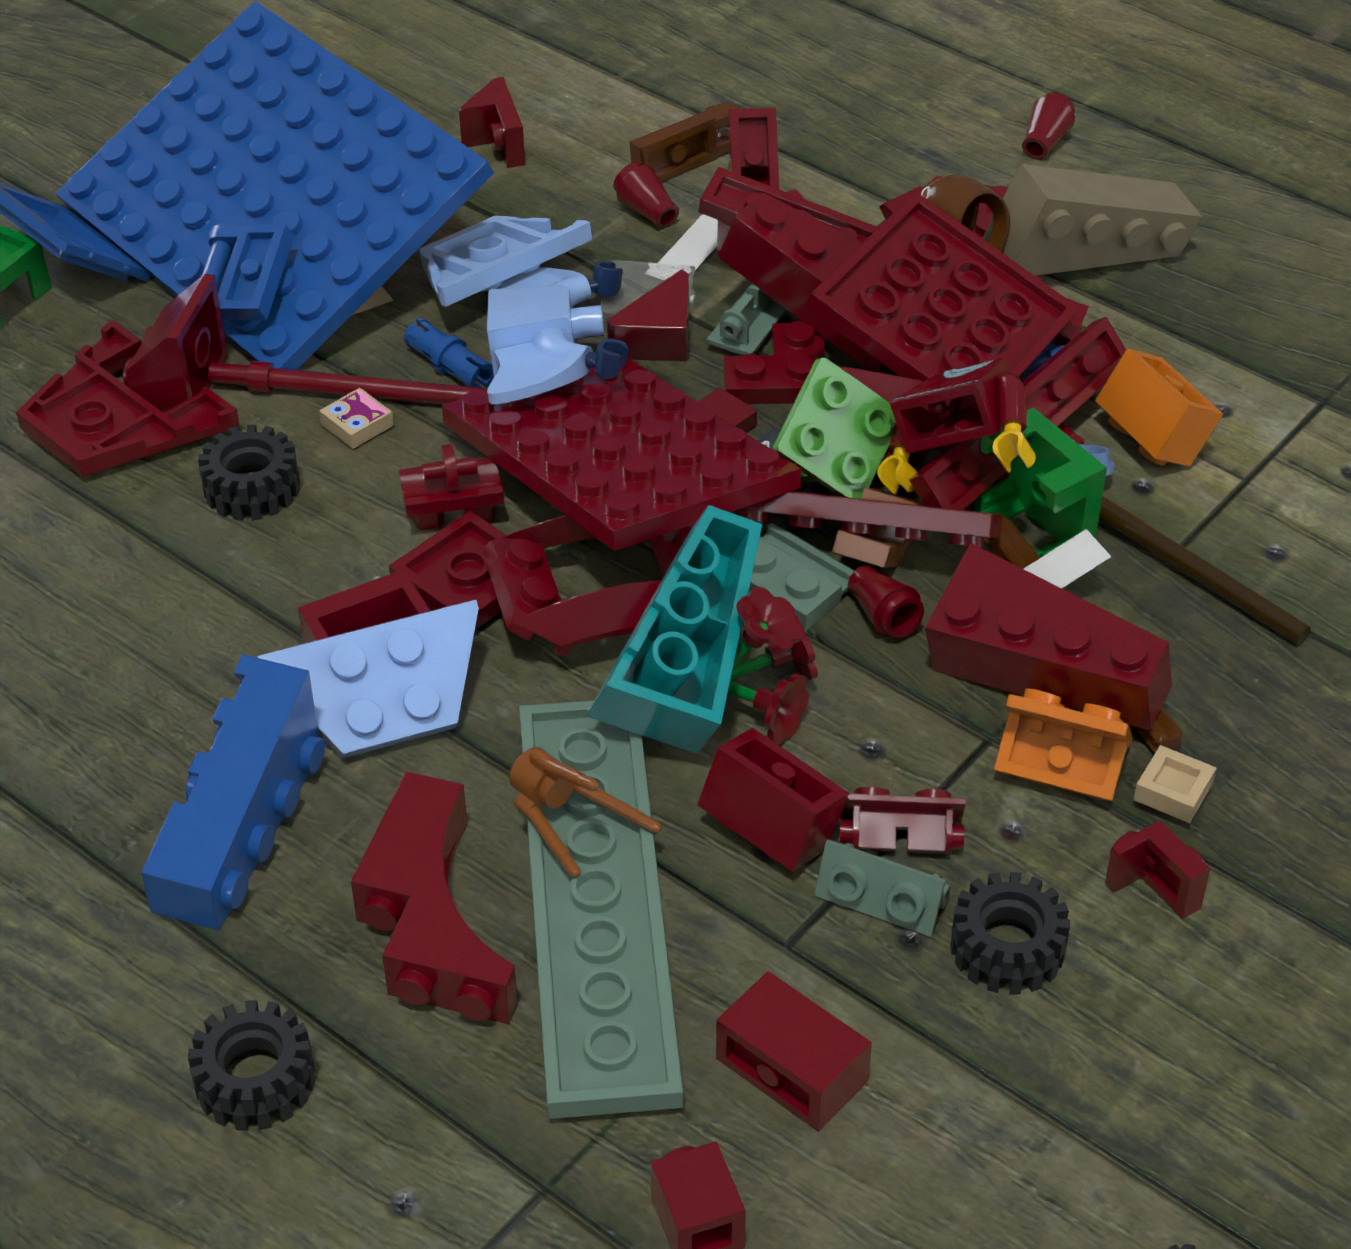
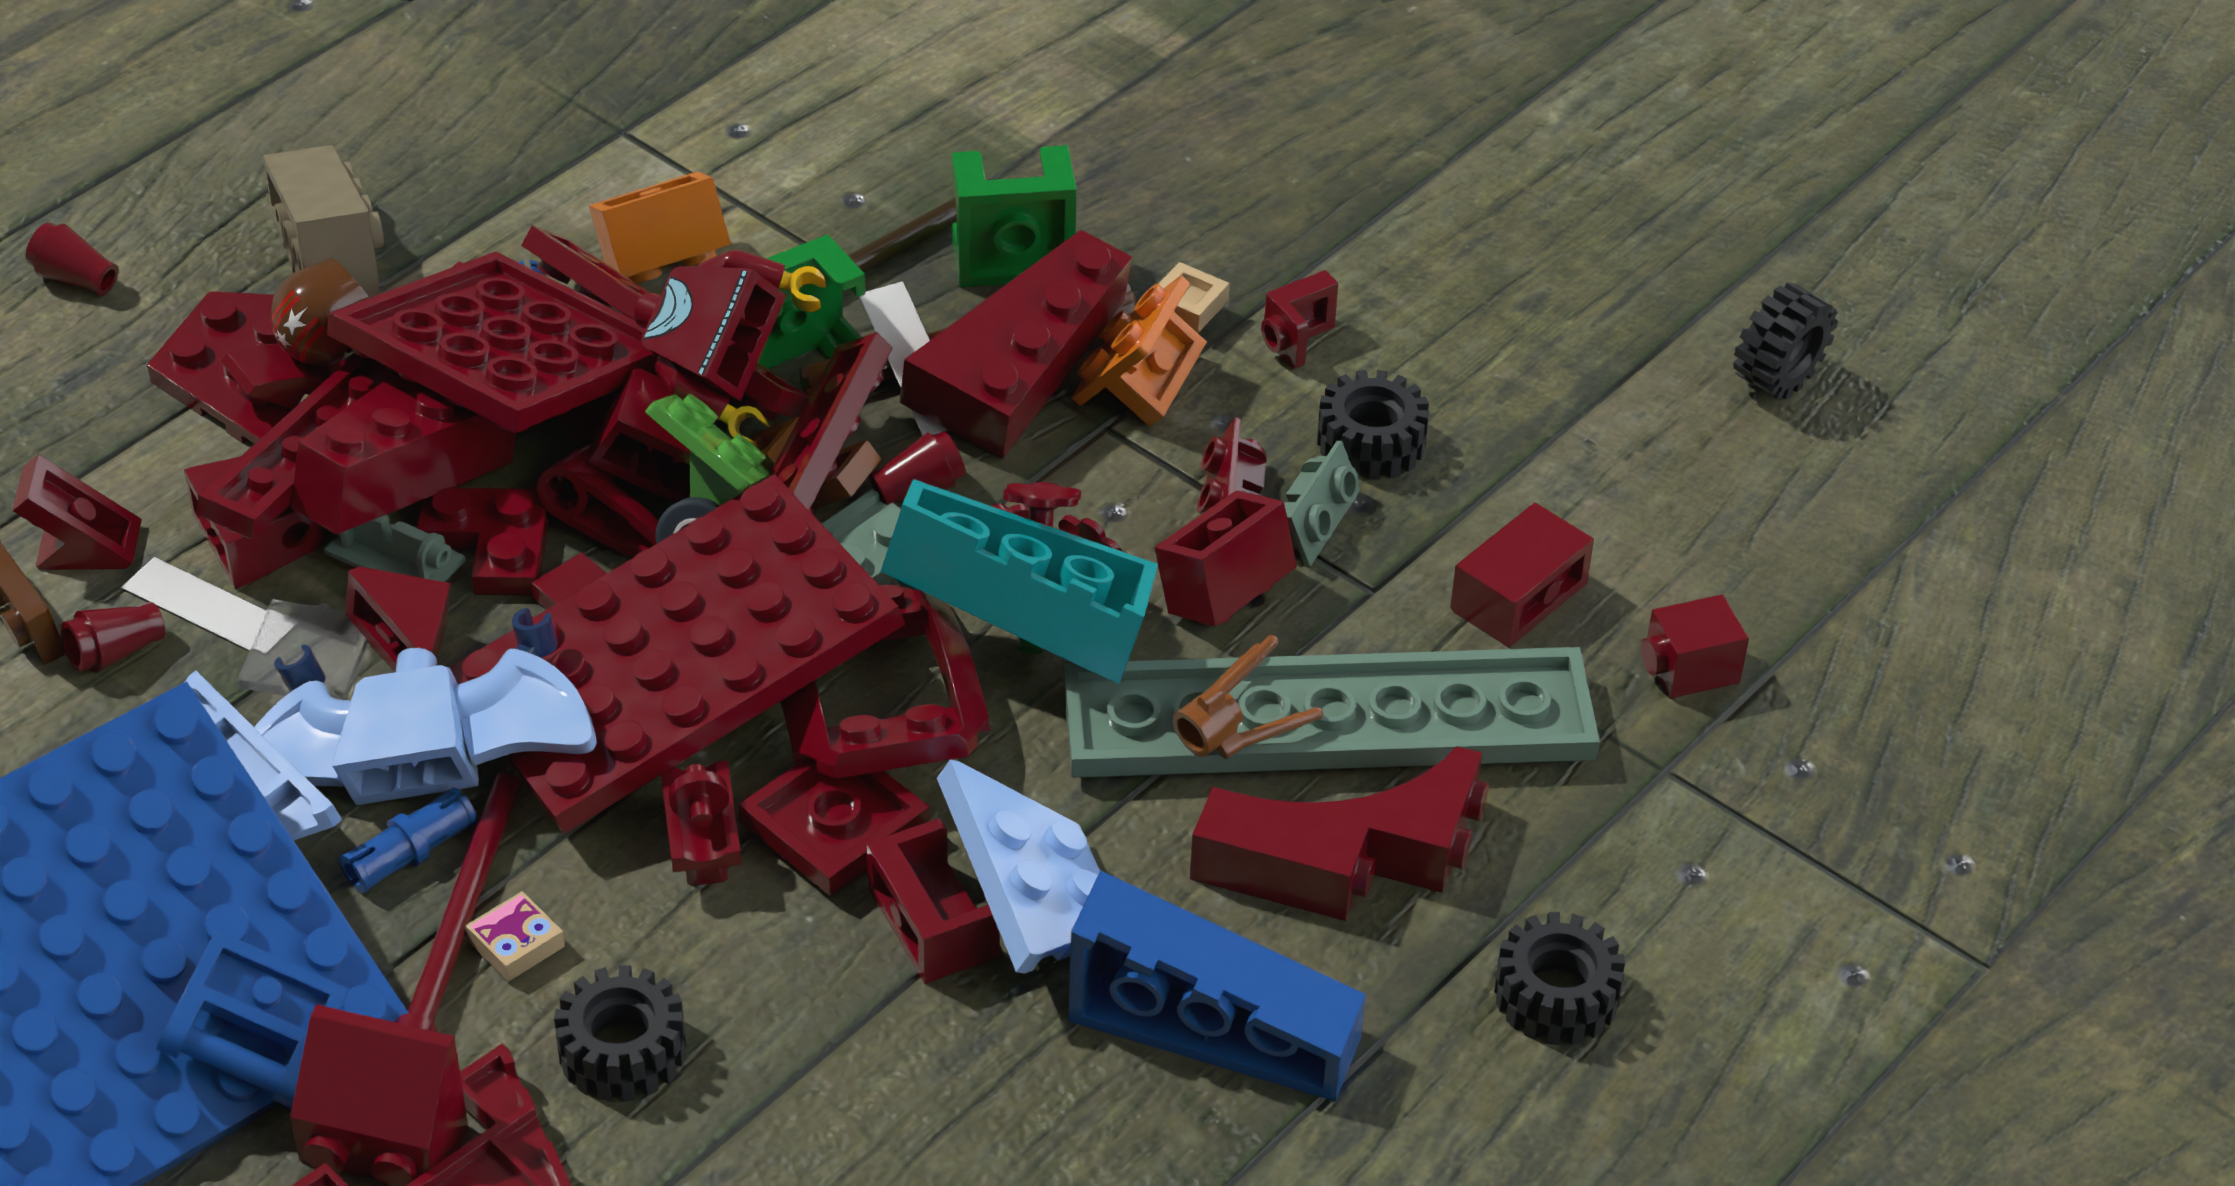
camera: 90 degrees left, 0 degrees up
(1212, 629) = (1012, 221): none -> green panel

